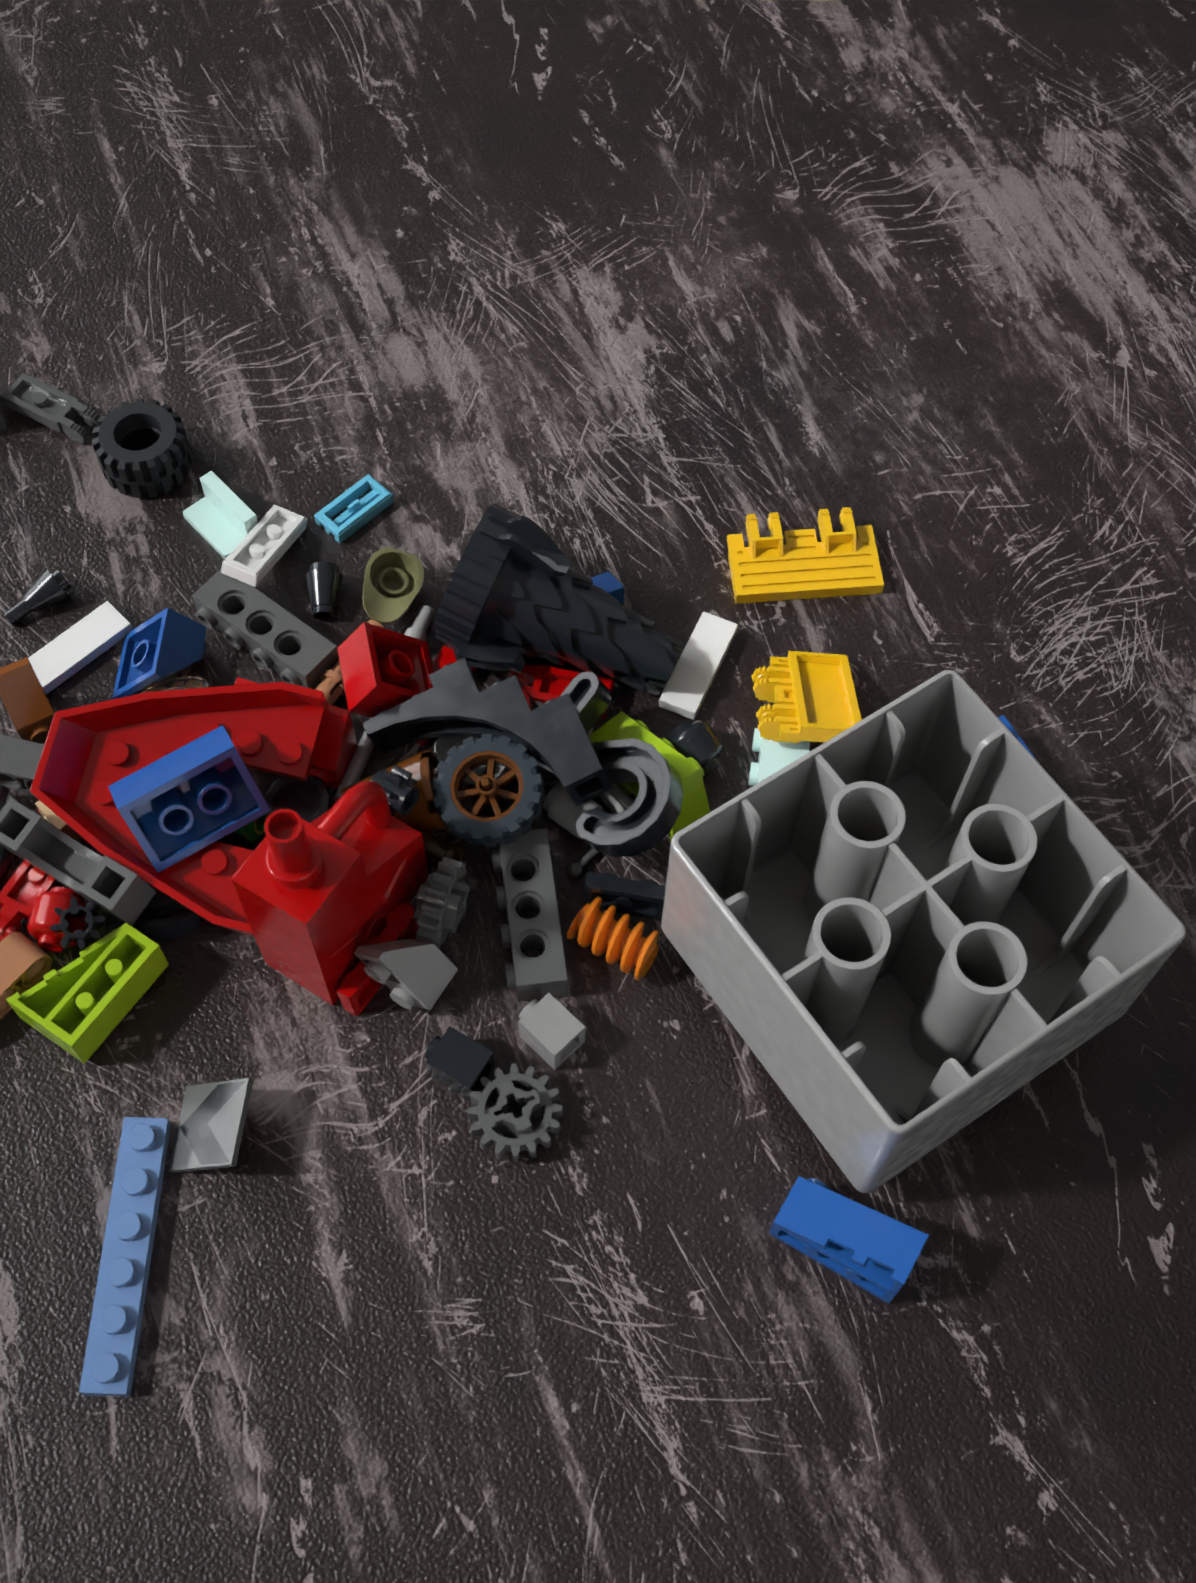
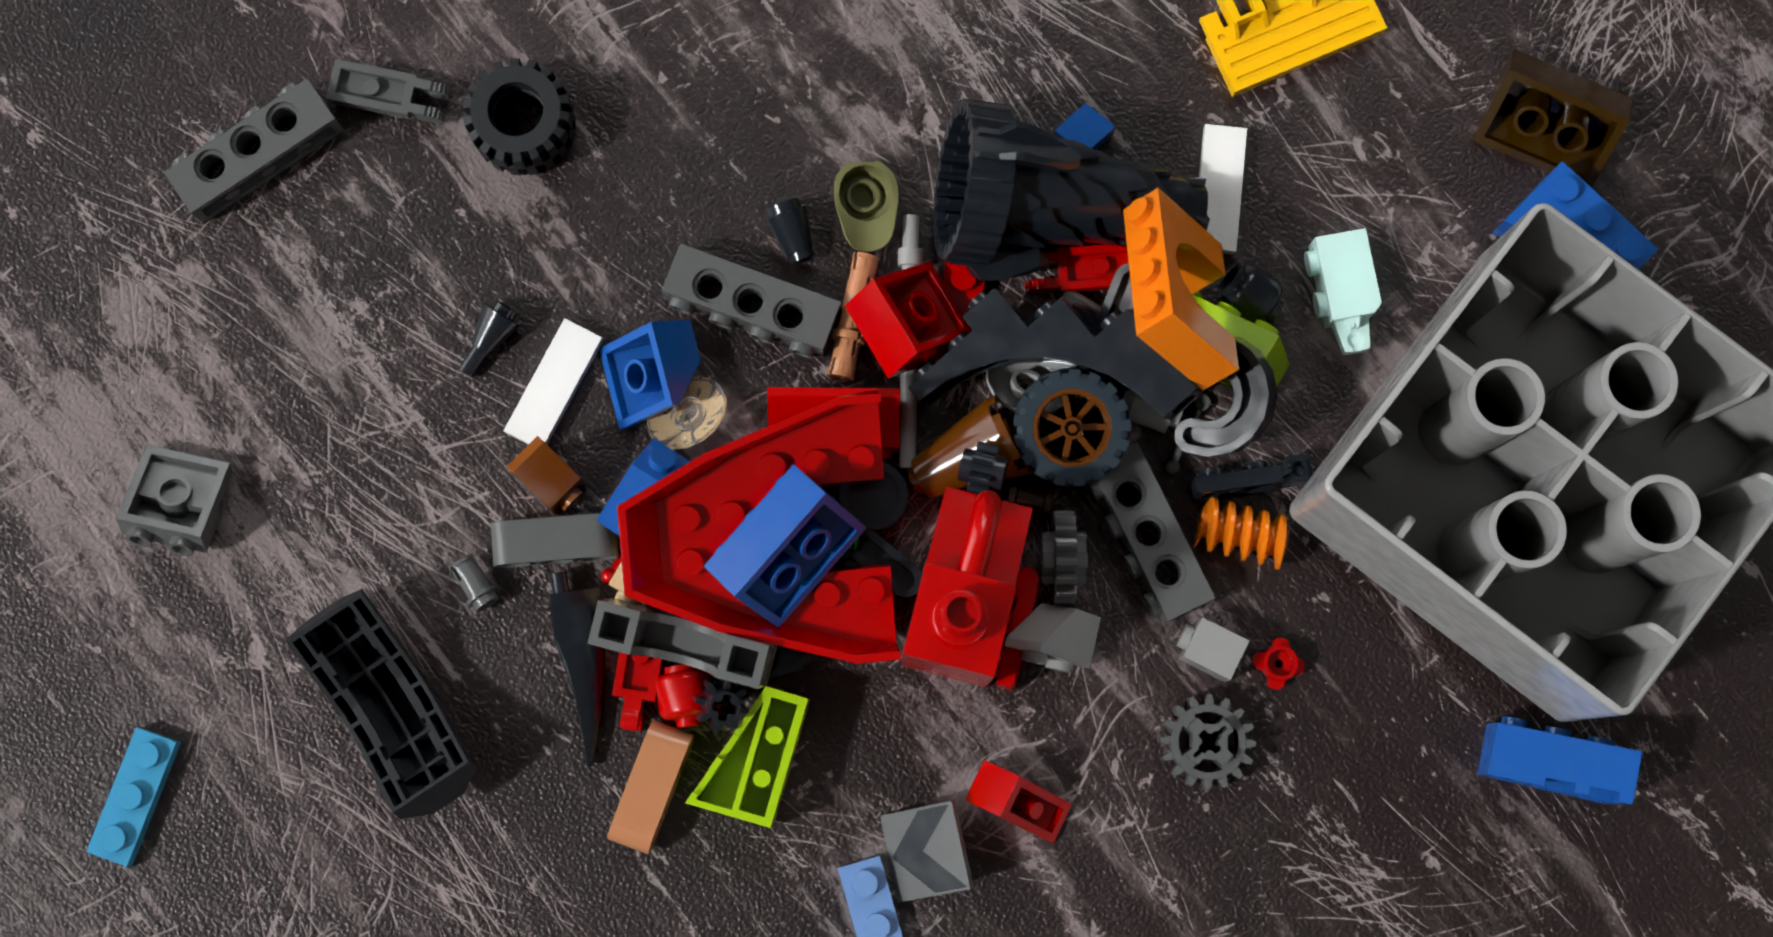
camera: 15 degrees left, 20 degrees up
(220, 515) = (641, 174): light aqua panel -> none
(264, 545) = (708, 199): white tile -> none
(317, 1110) = (1018, 801): none -> red slope
(358, 511) = (763, 143): medium azure tile -> none
(458, 1062) = (1135, 710): black brick -> none
(612, 1054) = (1279, 651): none -> red plate
(616, 689) = (1167, 264): none -> orange arch
(810, 696) = (1362, 205): yellow hinge -> none
(1015, 685) = (1553, 117): none -> dark brown slope

